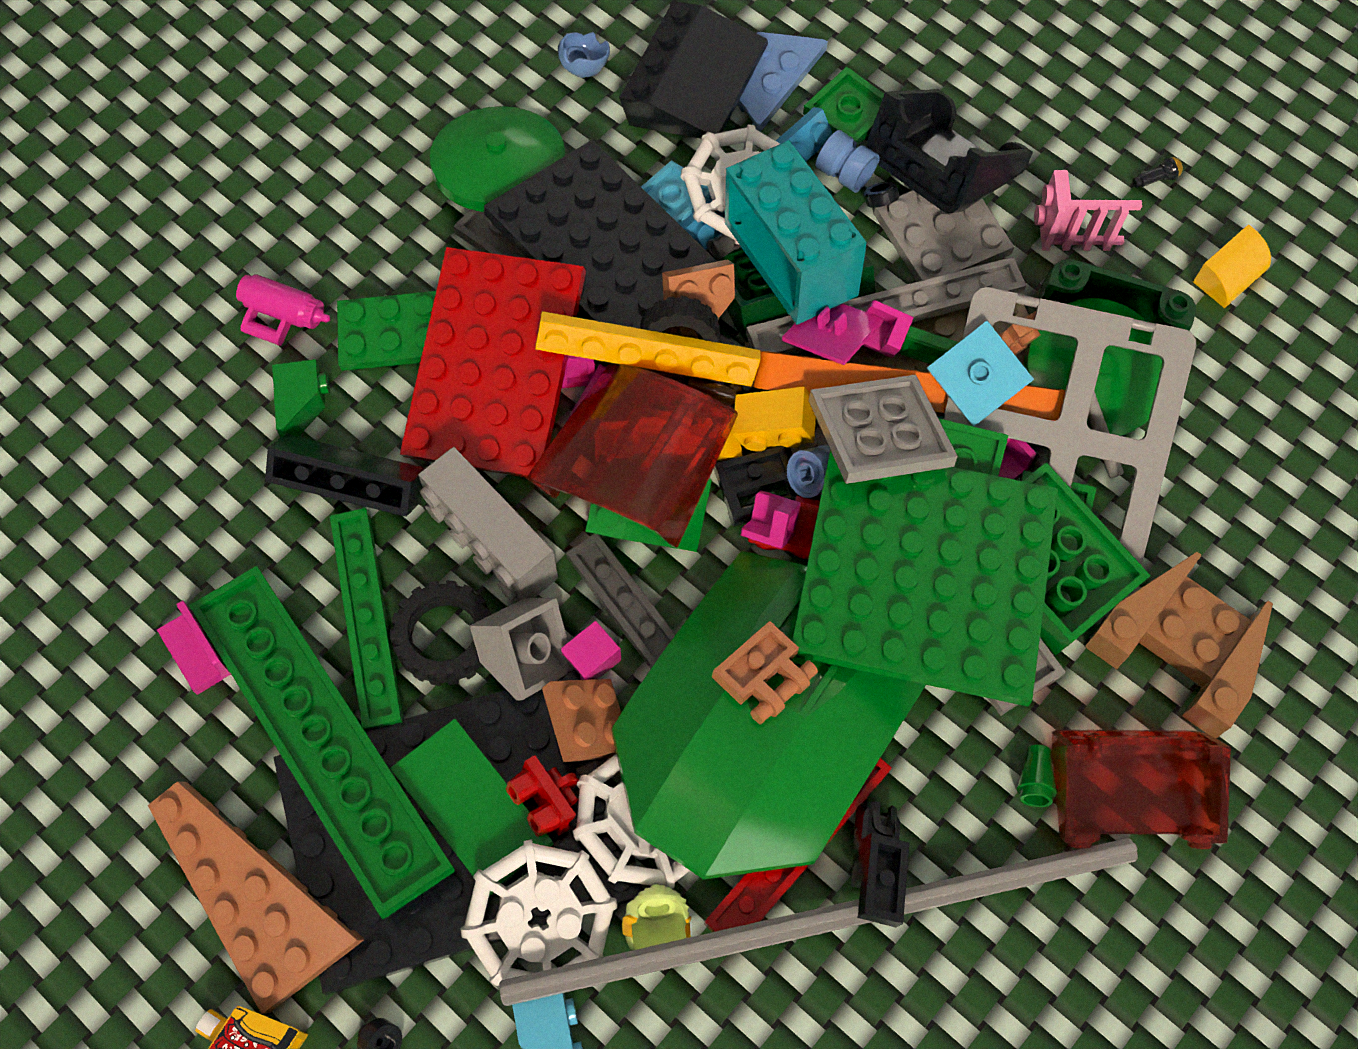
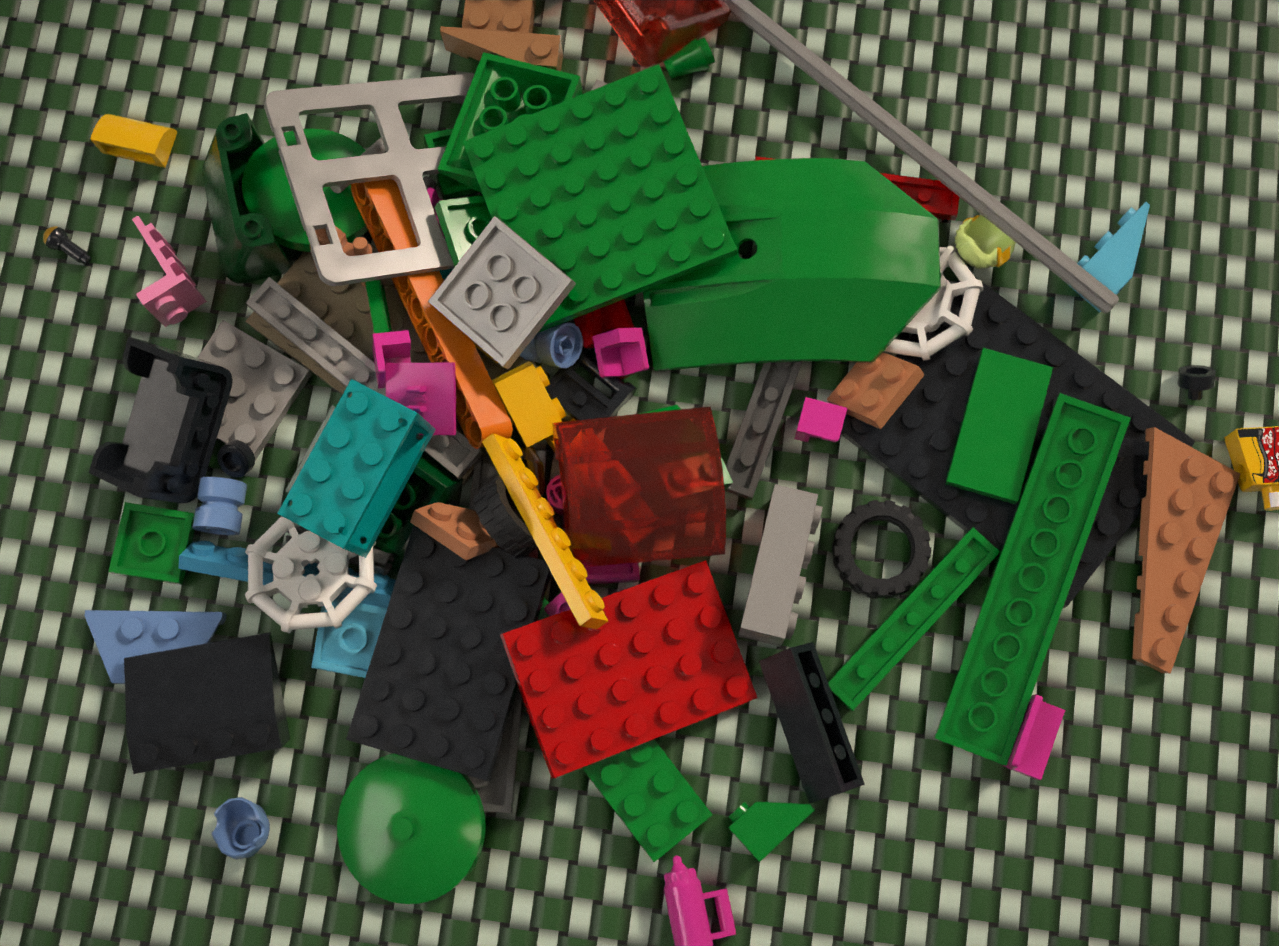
camera: 115 degrees left, 10 degrees up
(523, 645) = (854, 471): light grey slope -> none
(539, 891) = (1030, 343): white plate -> none
(550, 793) = (954, 386): red hips -> none
(755, 663) = (767, 263): nougat plate -> none
(879, 864) = (837, 117): black plate -> none
(980, 373) = (399, 247): medium azure plate -> none

